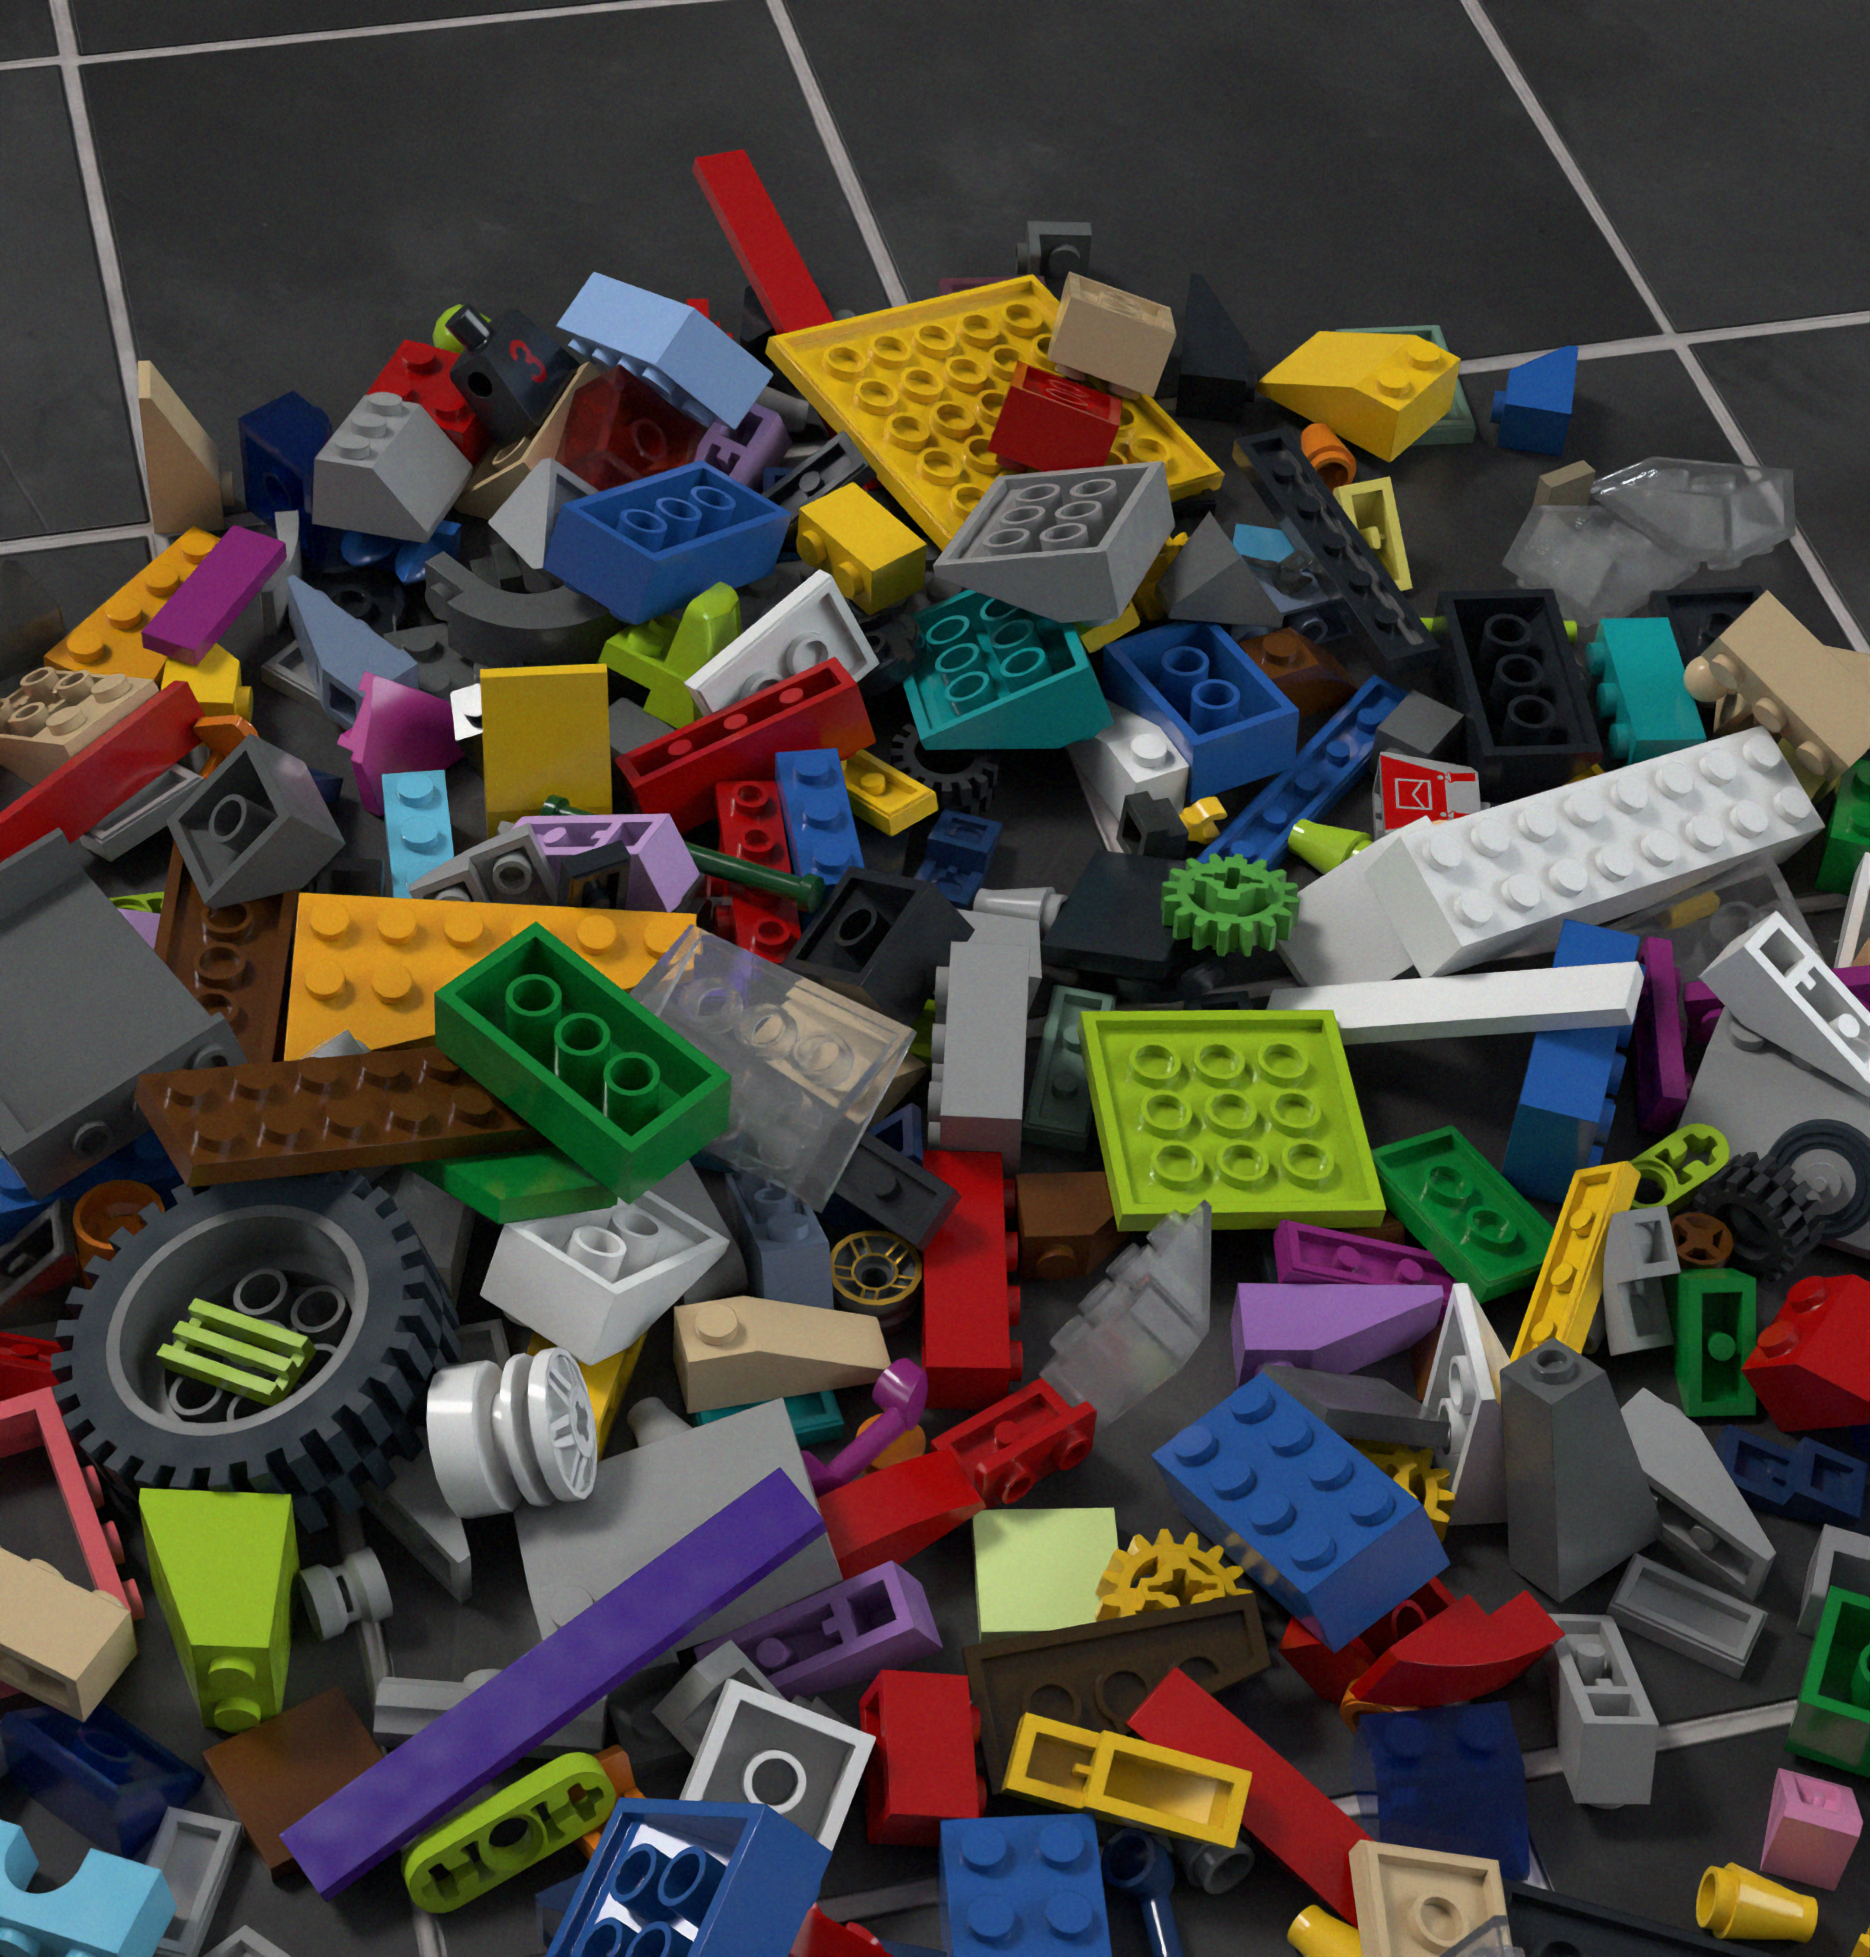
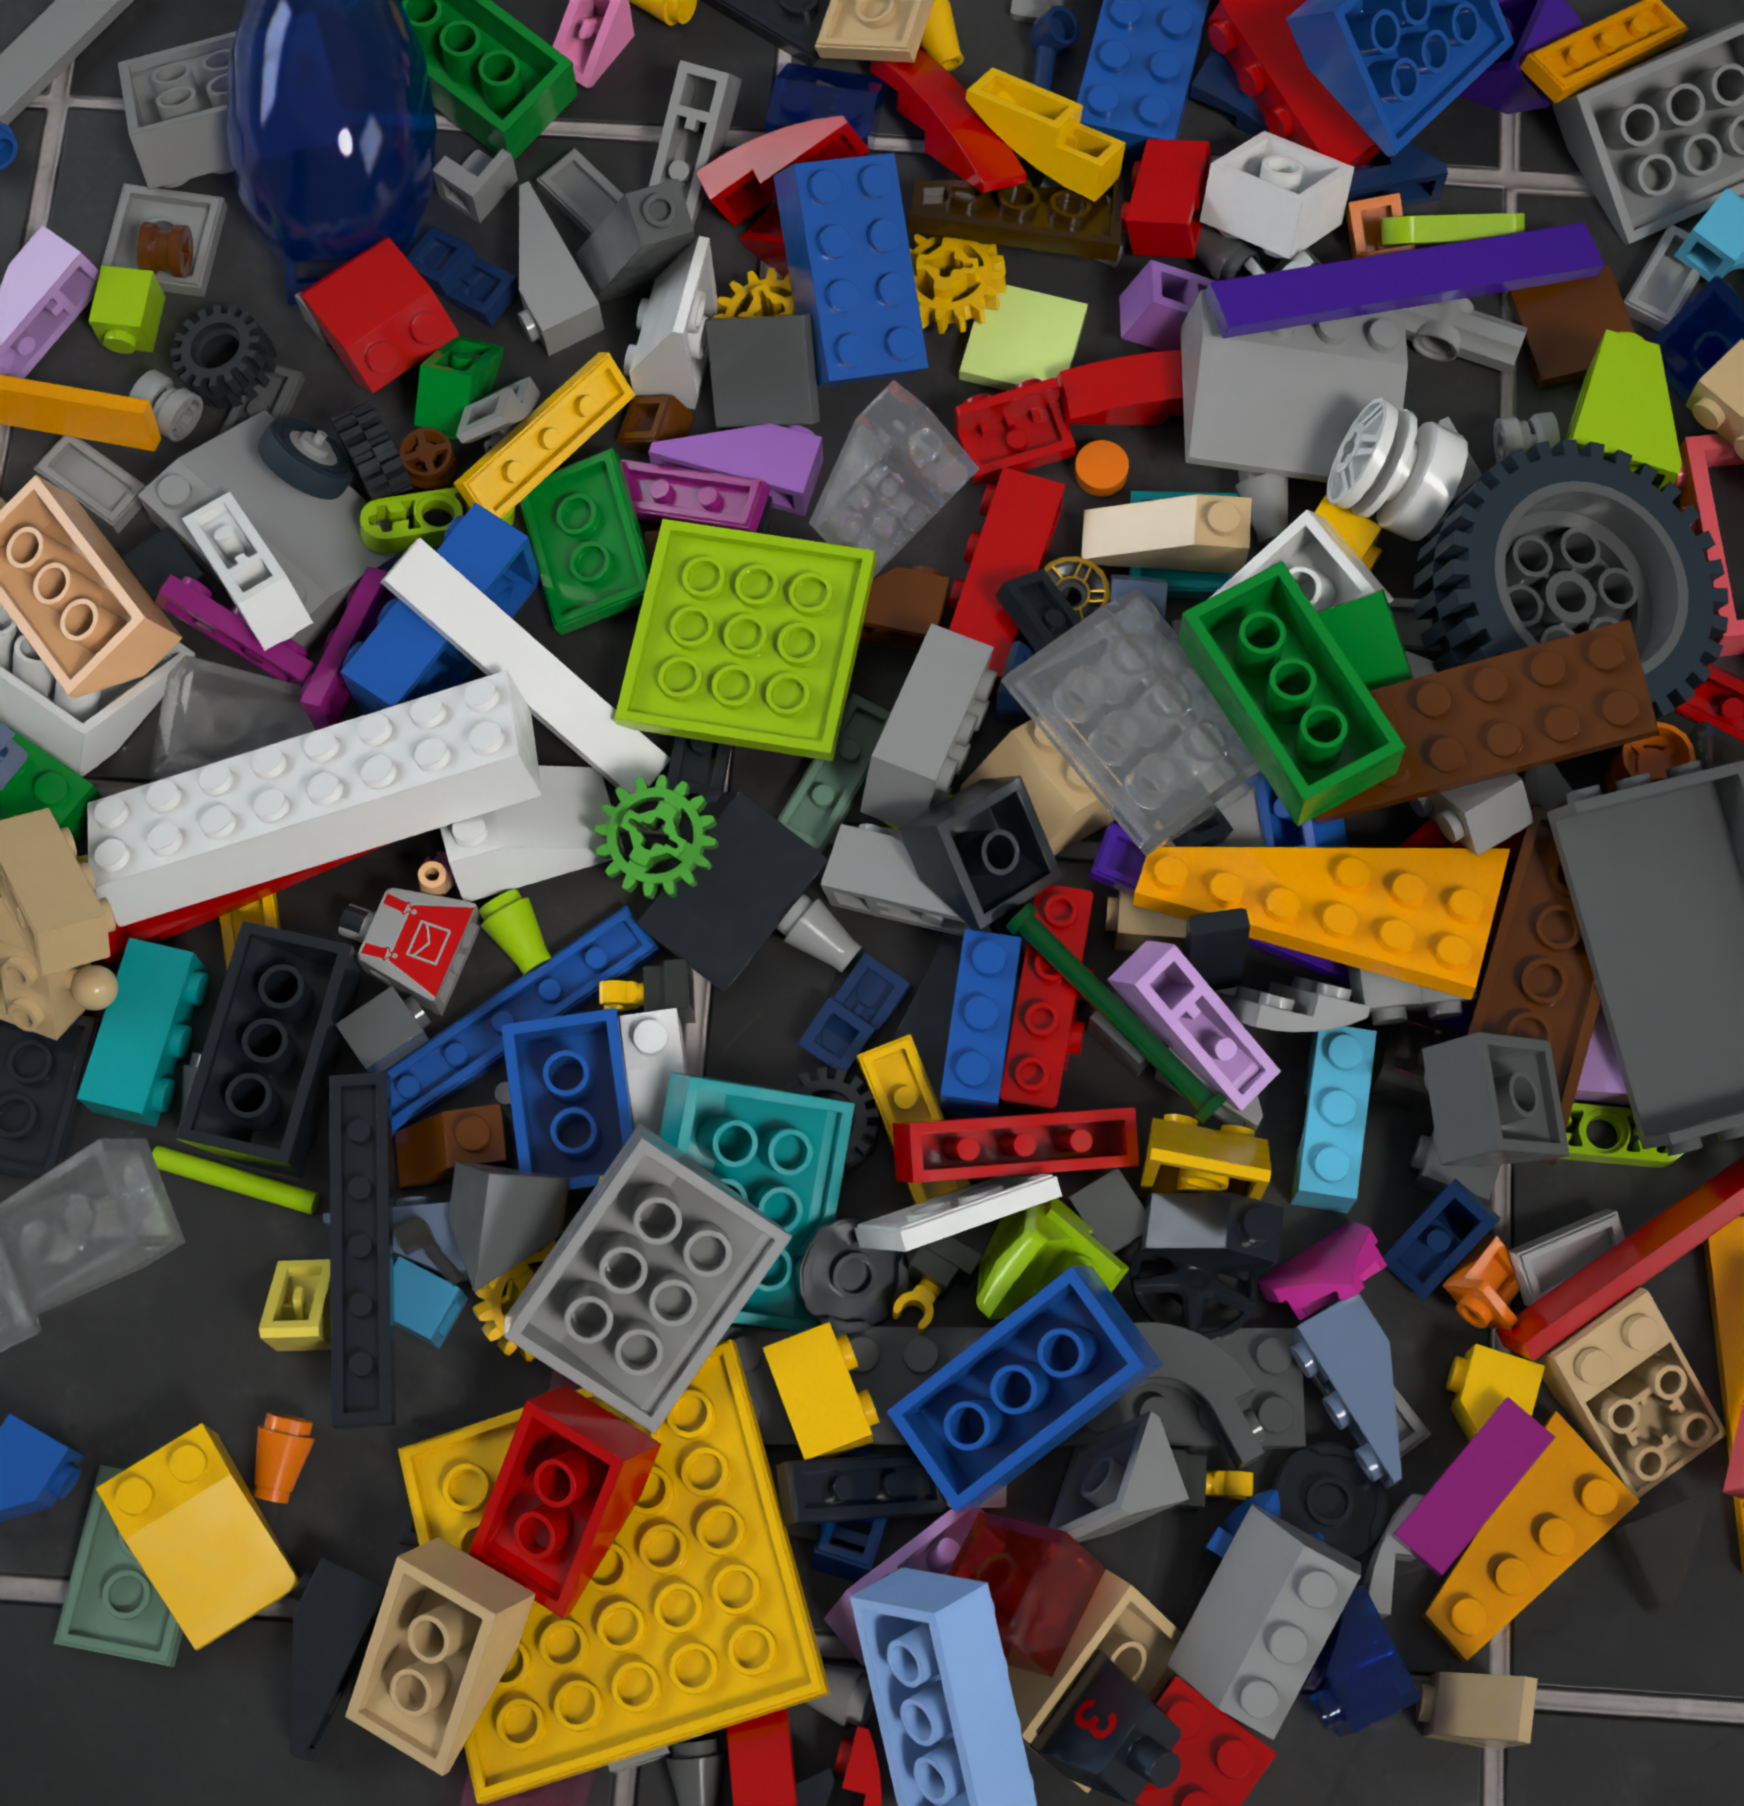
camera: 155 degrees left, 25 degrees up
(248, 1329) = (1593, 580): lime tile -> none
(903, 1396) = (1089, 475): magenta bar -> none
(1566, 485) = (70, 1329): dark tan tile -> none

